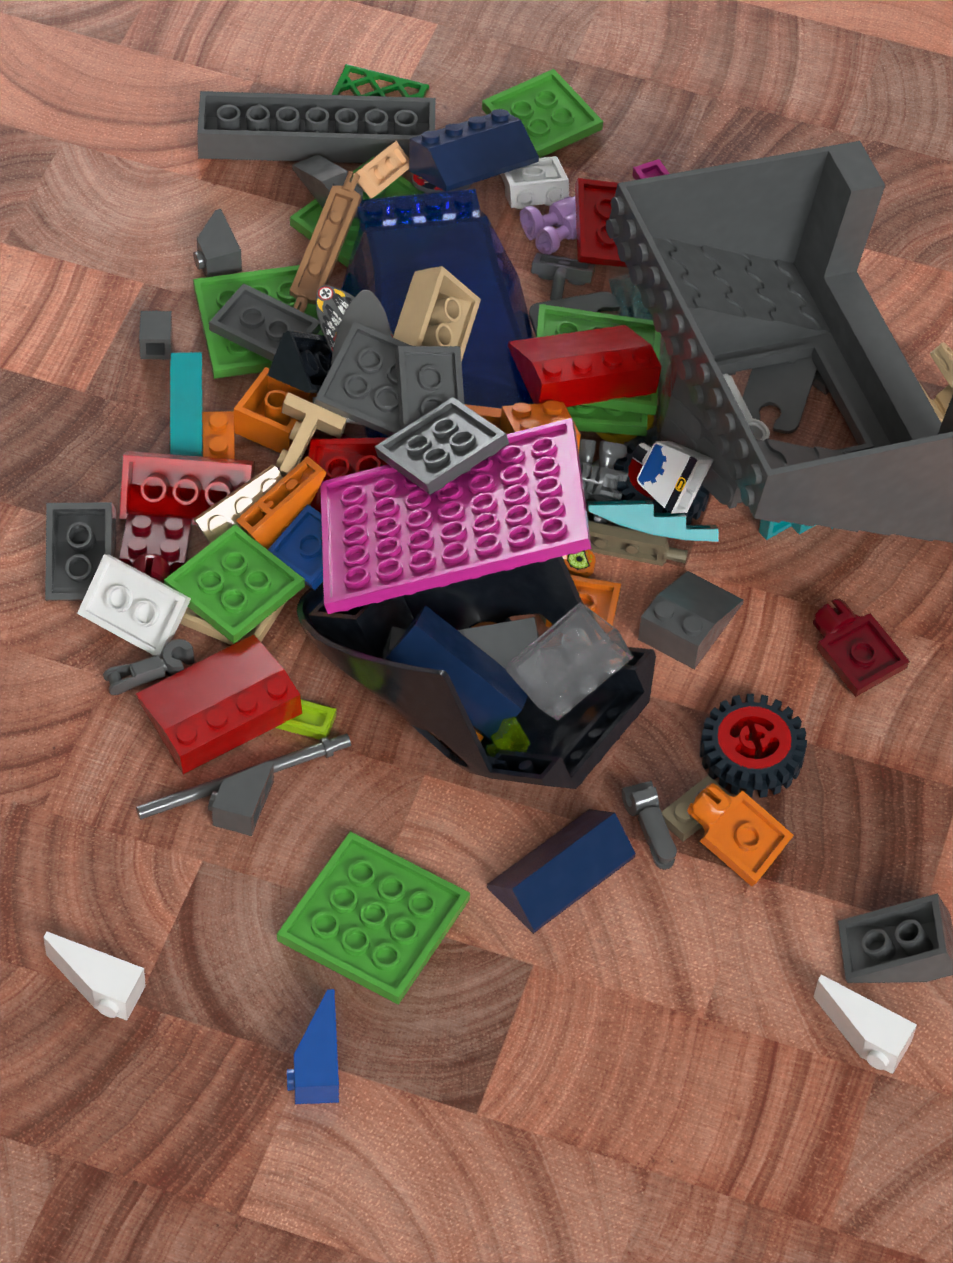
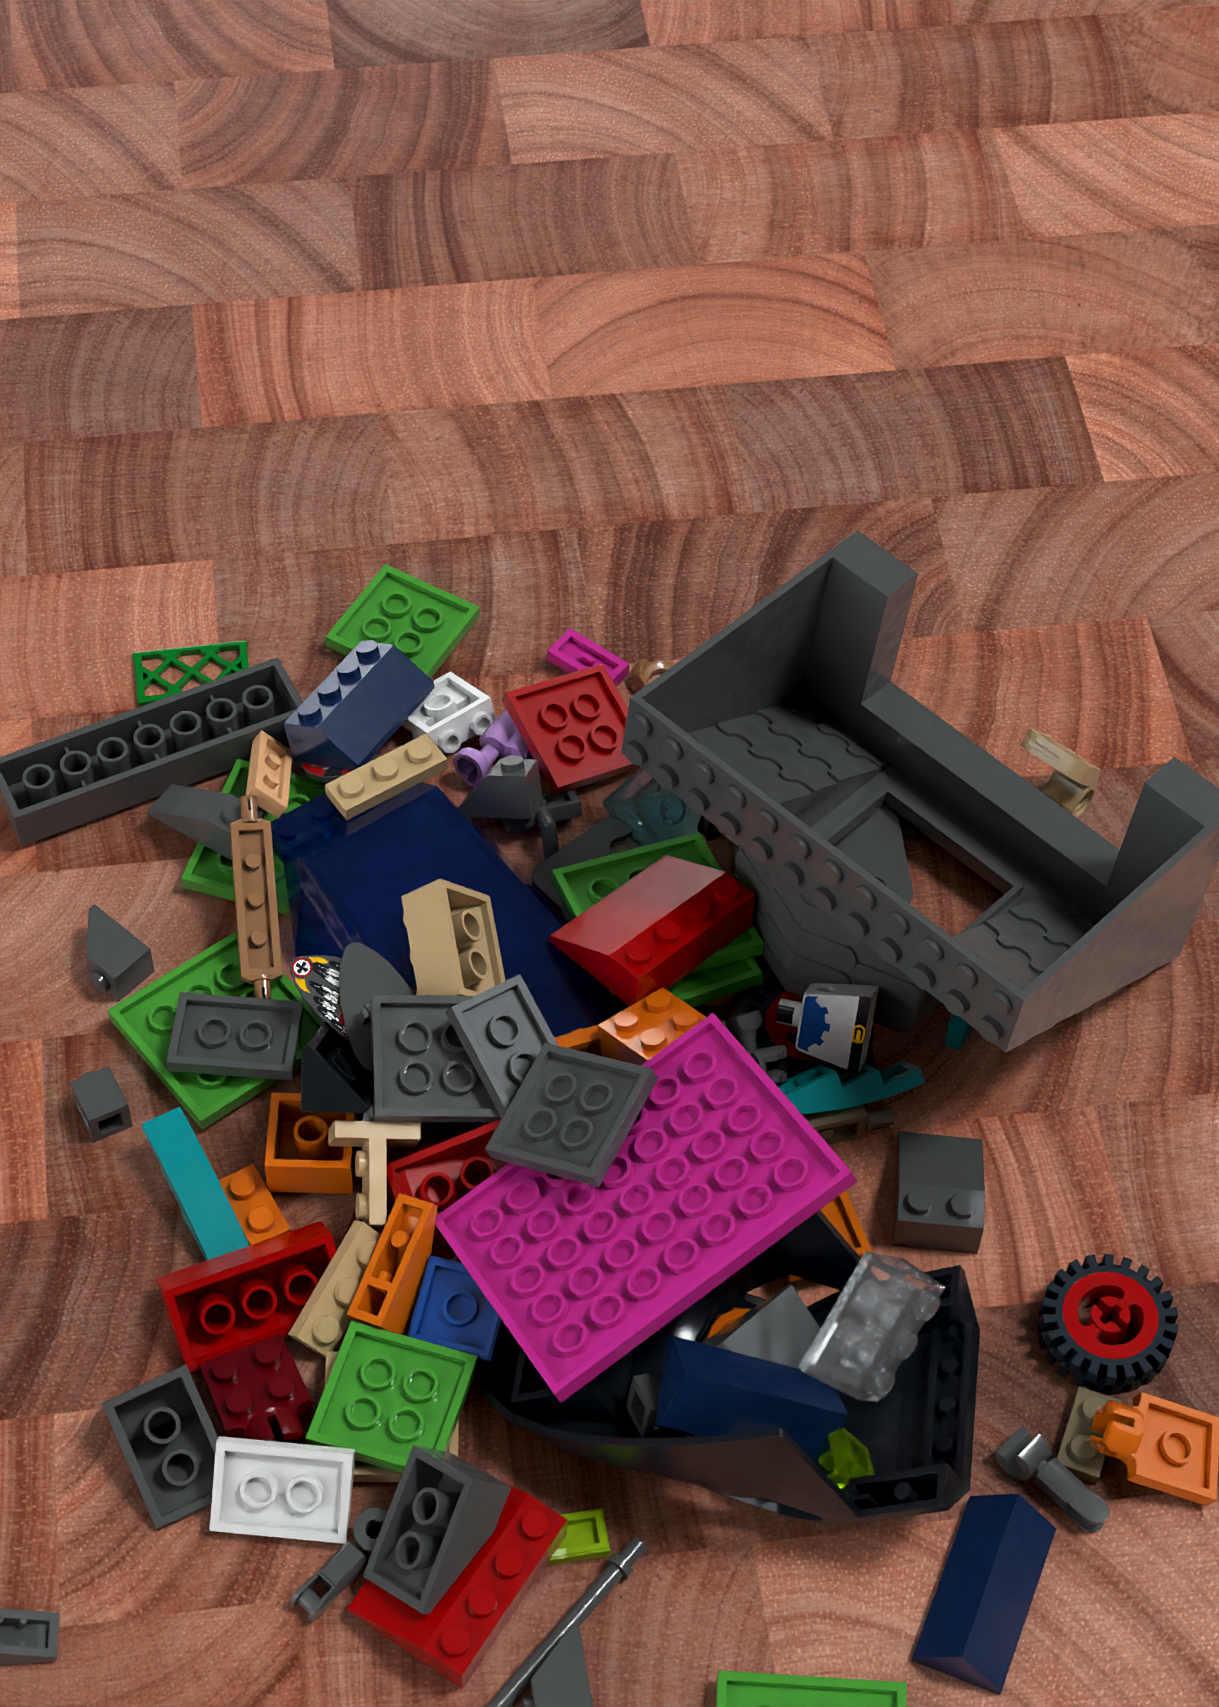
camera: 25 degrees left, 0 degrees up
(215, 659) = (434, 1526): none -> dark grey slope
(458, 198) = (386, 776): none -> tan plate
(542, 243) = (506, 791): none -> dark grey slope
(857, 647) = (1144, 1143): dark red plate -> none

